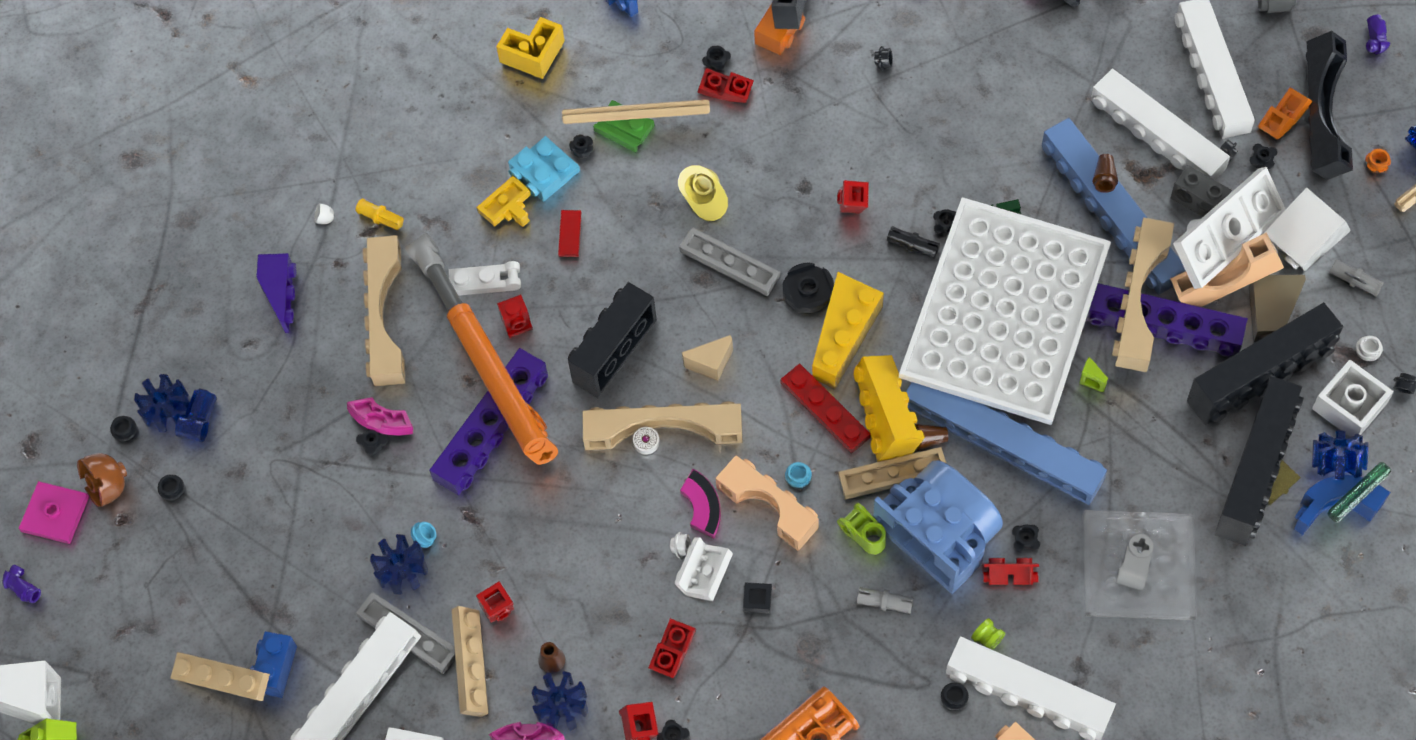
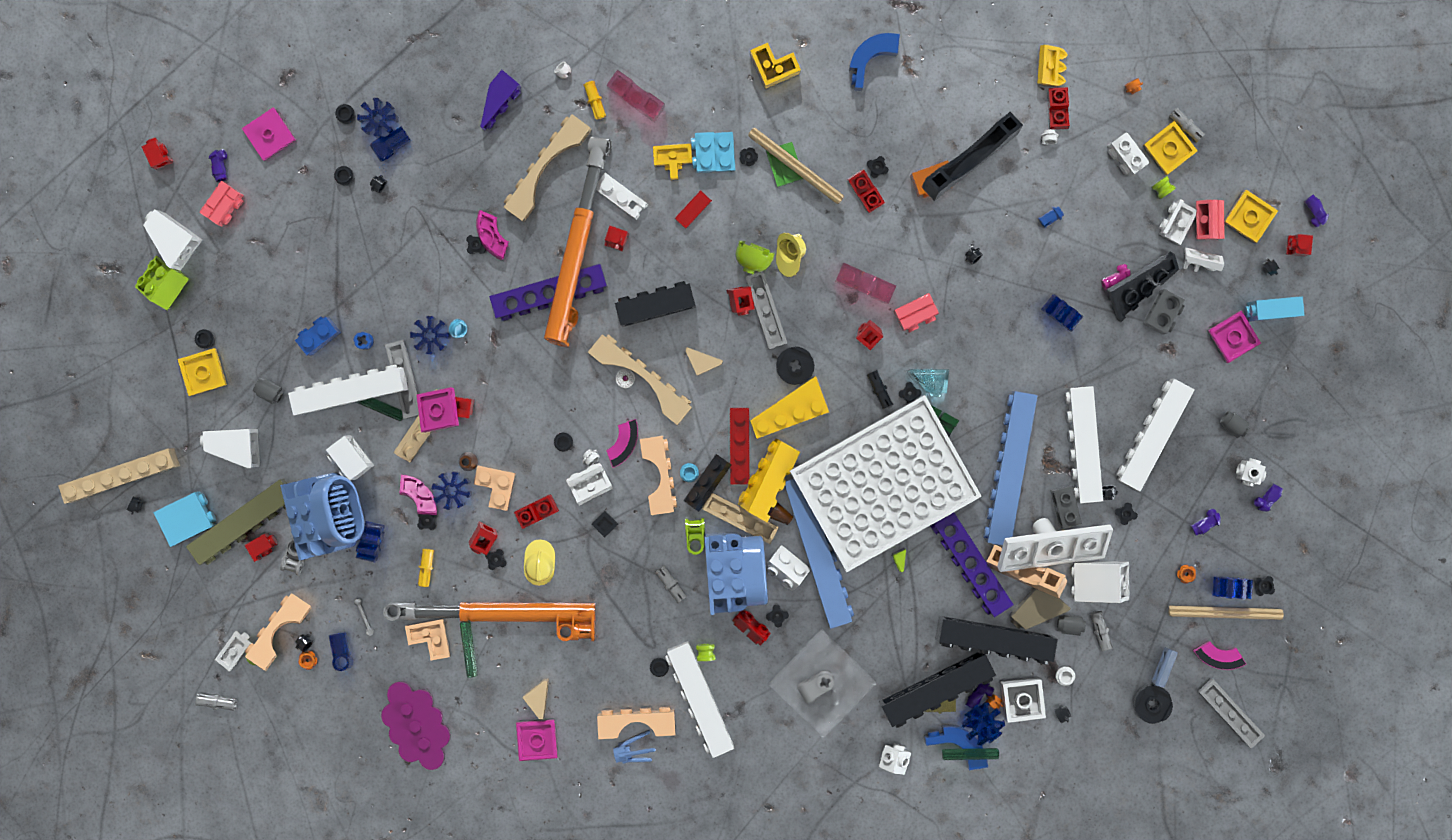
camera: 35 degrees right, 25 degrees up
(55, 618) = (221, 204): none -> coral brick
(103, 477) = (309, 139): dark orange cylinder -> none
(215, 465) = (378, 183): none -> black plate
(220, 676) = (282, 320): tan plate -> none
(321, 627) = (369, 338): none -> blue bush
(408, 683) = (382, 408): none -> clear green axle
(436, 176) = (635, 96): none -> clear pink arch
(471, 622) = (437, 410): none -> dark pink plate
(604, 652) = (501, 485): none -> light nougat plate
(637, 554) = (563, 442): none -> black plate
(670, 219) = (753, 257): none -> lime cylinder
(695, 270) = (746, 297): none -> red brick
(724, 700) = (539, 562): none -> light yellow piece
(820, 152) = (865, 283): none -> clear pink arch
(826, 466) = (707, 482): none -> black plate
(879, 146) = (916, 312): none -> coral brick
(950, 185) = (930, 380): none -> clear light blue slope
(995, 480) = (787, 568): none -> white bracket
(1017, 32) = (1062, 312): none -> clear blue gear
(1105, 175) = (1020, 451): reddish brown cone -> none
(1136, 340) = (1001, 519): tan arch -> none
(1283, 117) = (1164, 500): orange slope -> none
(1290, 570) = (895, 759): none -> white brick
(1304, 440) = (977, 695): none -> dark purple arm
(1324, 291) = (1071, 625): none -> dark grey brick
(1325, 61) = (1219, 490): black arch -> none
(1328, 427) = (994, 701): none -> orange plate
(1337, 20) = (1244, 472): none -> white brick
(1346, 103) = (1207, 523): none -> dark purple arm

